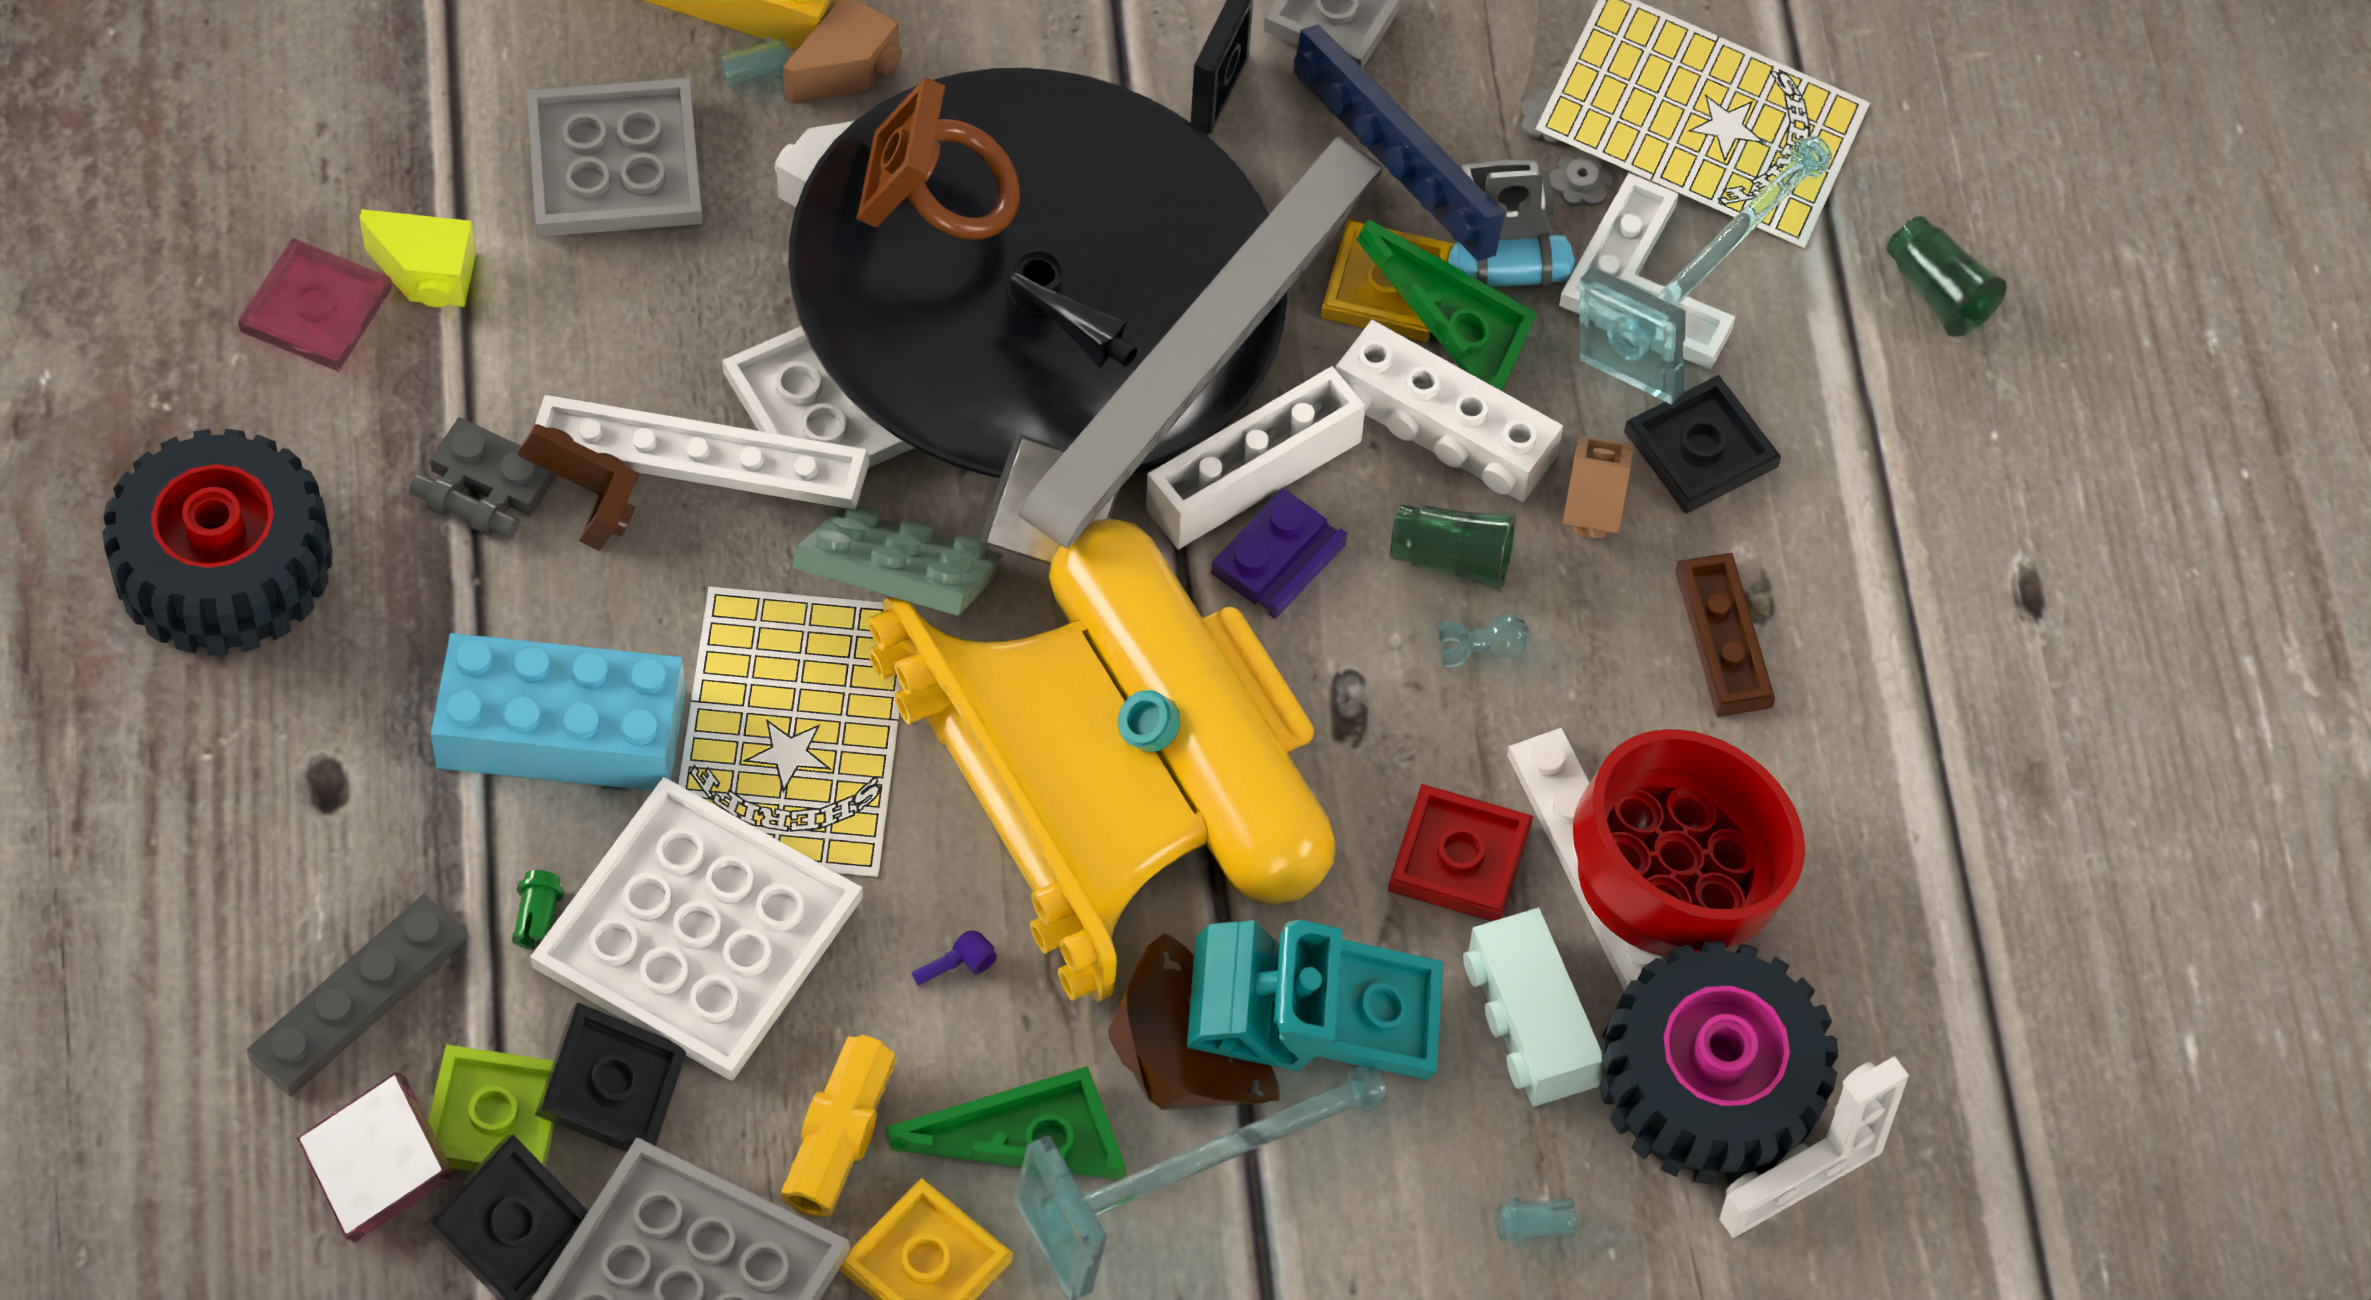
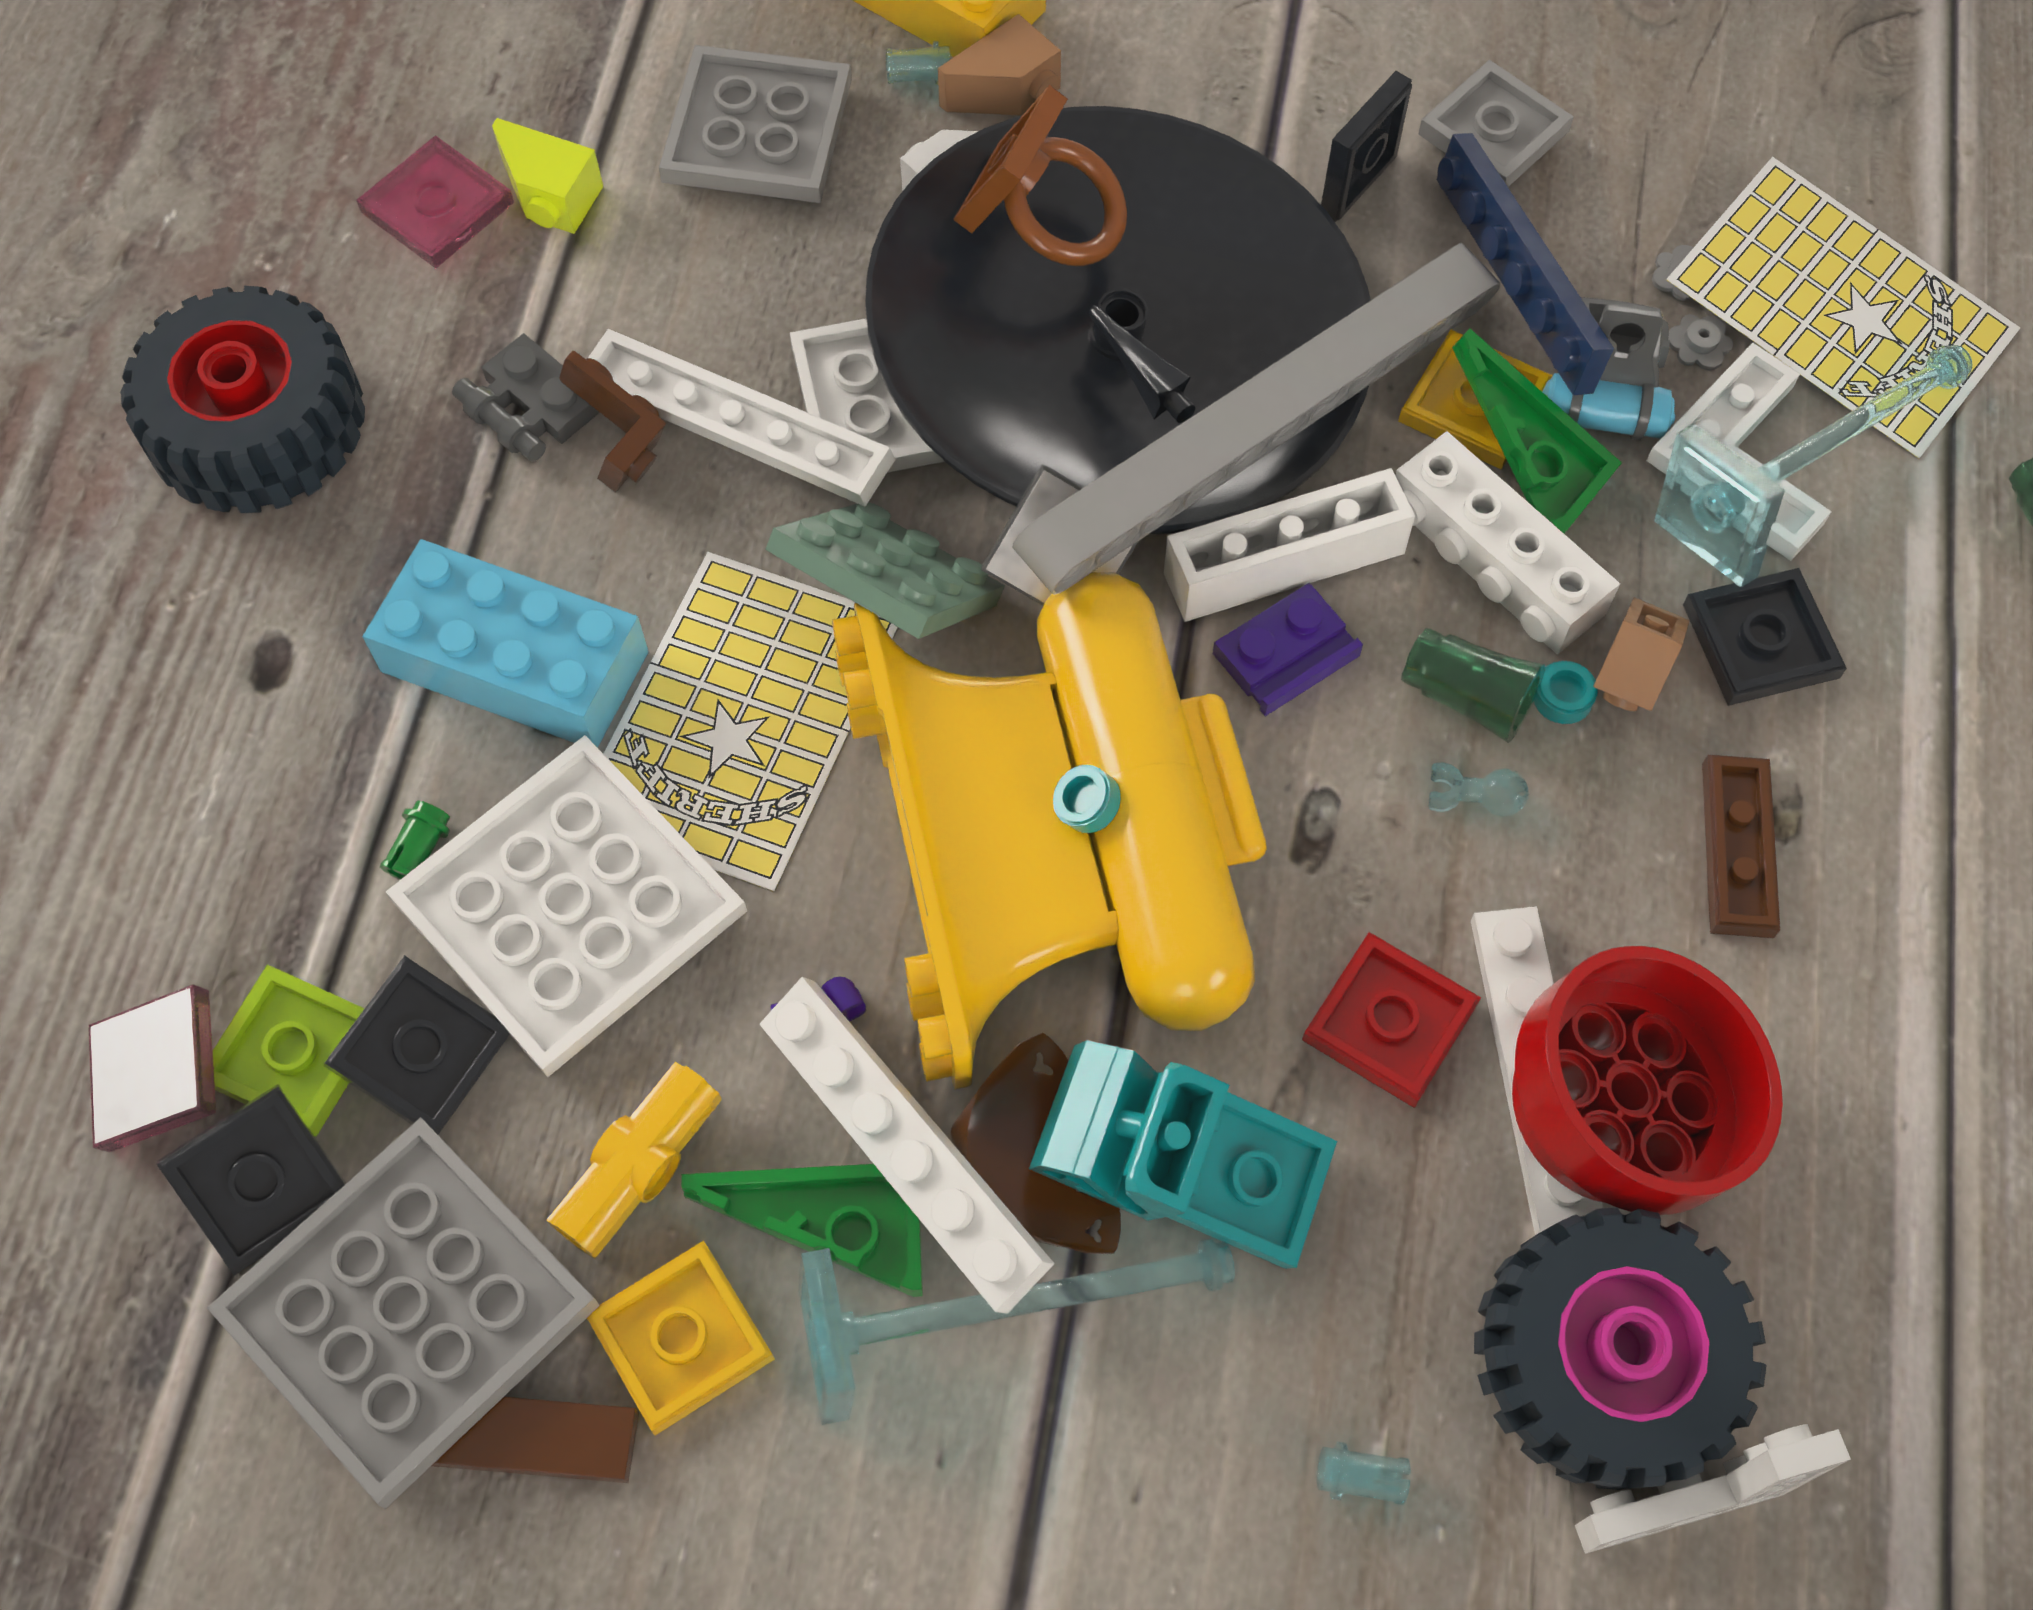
camera: 20 degrees right, 5 degrees up
(356, 995) = (209, 887): dark grey plate -> none
(1074, 1048) = (907, 1146): none -> white plate
(1534, 1007) = (1425, 1221): light aqua brick -> none
(1539, 535) = (1566, 692): none -> teal tile

